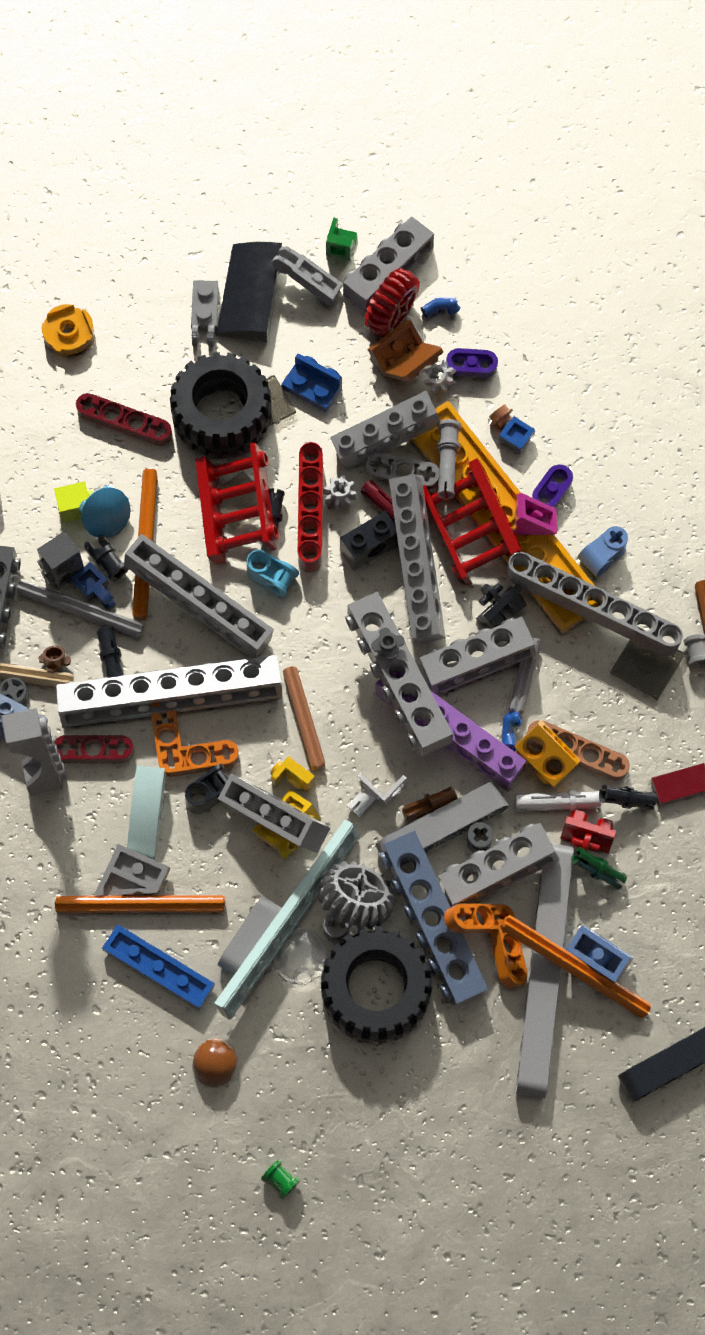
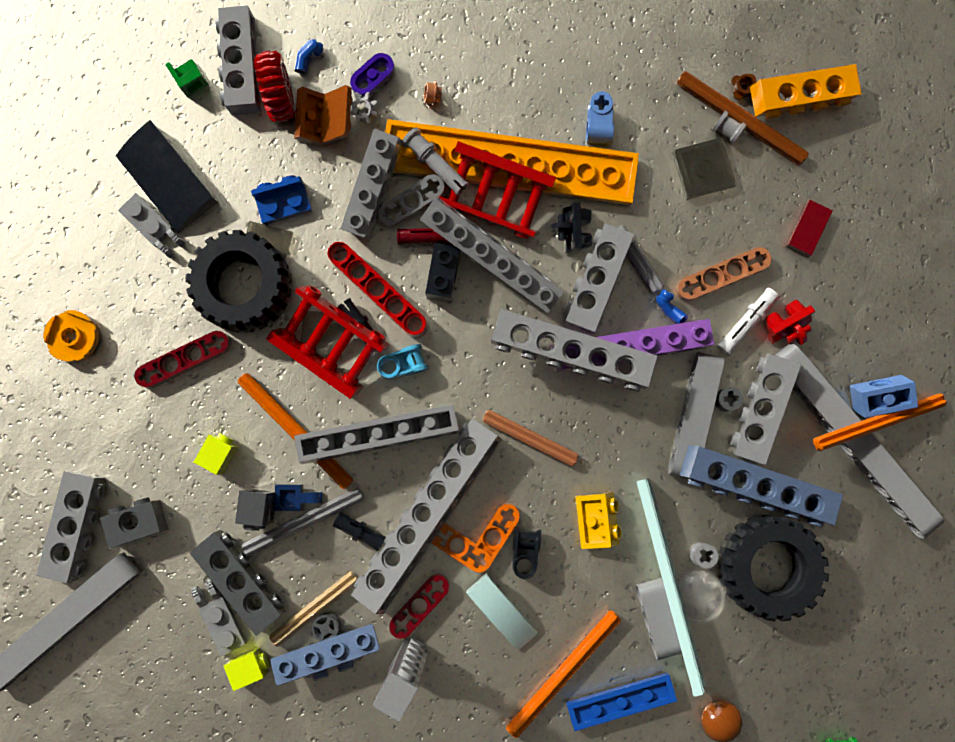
camera: 45 degrees left, 15 degrees up
(54, 658) = (320, 571): reddish brown plate -> none
(105, 512) = (246, 440): dark azure dish -> none
(107, 558) = (283, 469): black piece -> none
(132, 874) = (538, 660): light grey wing -> none
(274, 813) = (594, 530): light grey brick -> none
(296, 774) = (571, 483): yellow bracket -> none
(307, 274) = (193, 125): light grey hinge -> none
(339, 486) = (381, 254): white gear -> none
(356, 895) = (698, 533): light grey gear -> none
(371, 793) = (630, 442): white bracket -> none
(390, 651) = (557, 344): dark grey plate -> none
(429, 804) = (672, 410): reddish brown axle -> none
(502, 957) = (832, 461): orange beam -> none
(516, 434) = (456, 96): blue plate -> none
(534, 517) = (534, 144): dark pink slope -> none
(551, 490) = (519, 112): dark purple plate -> none
(552, 749) = (715, 293): light orange brick -> none
(598, 868) = (823, 340): dark green pin -> none
(600, 615) = (647, 156): light grey beam -> none
(627, 797) = (791, 274): black pin -> none

